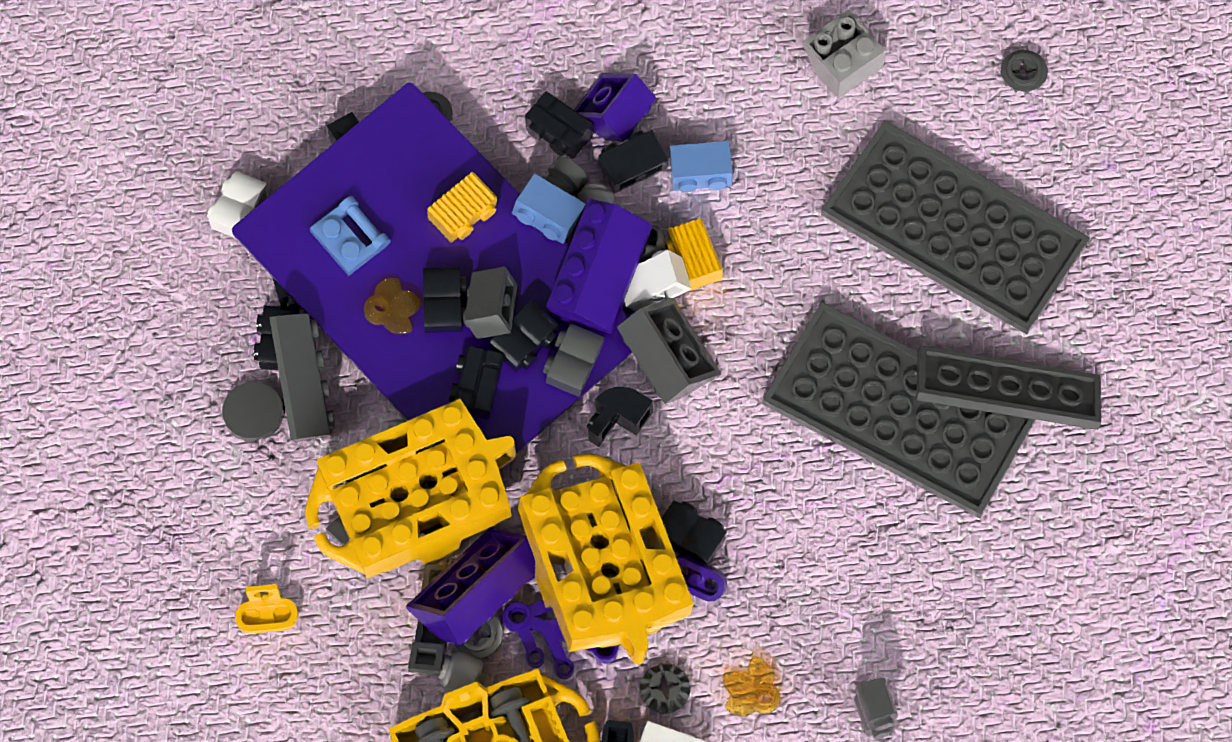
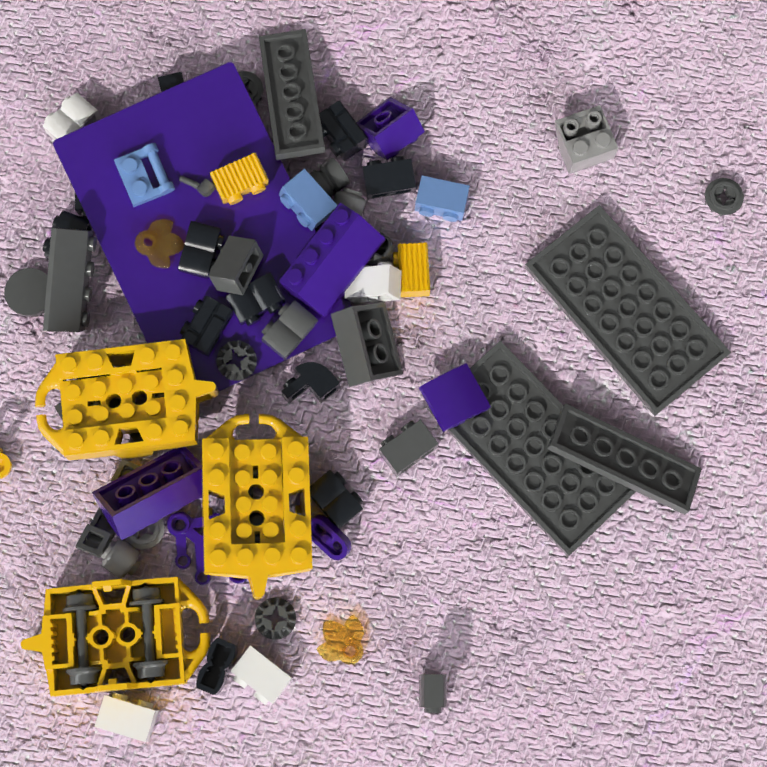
camera: 10 degrees right, 10 degrees up
(424, 231) = (205, 188): none -> dark grey hand
(489, 100) = (291, 94): none -> dark grey plate
(521, 426) = (247, 365): none -> dark grey gear
(755, 451) = (408, 447): none -> dark grey brick
(790, 377) = (454, 397): none -> dark purple slope

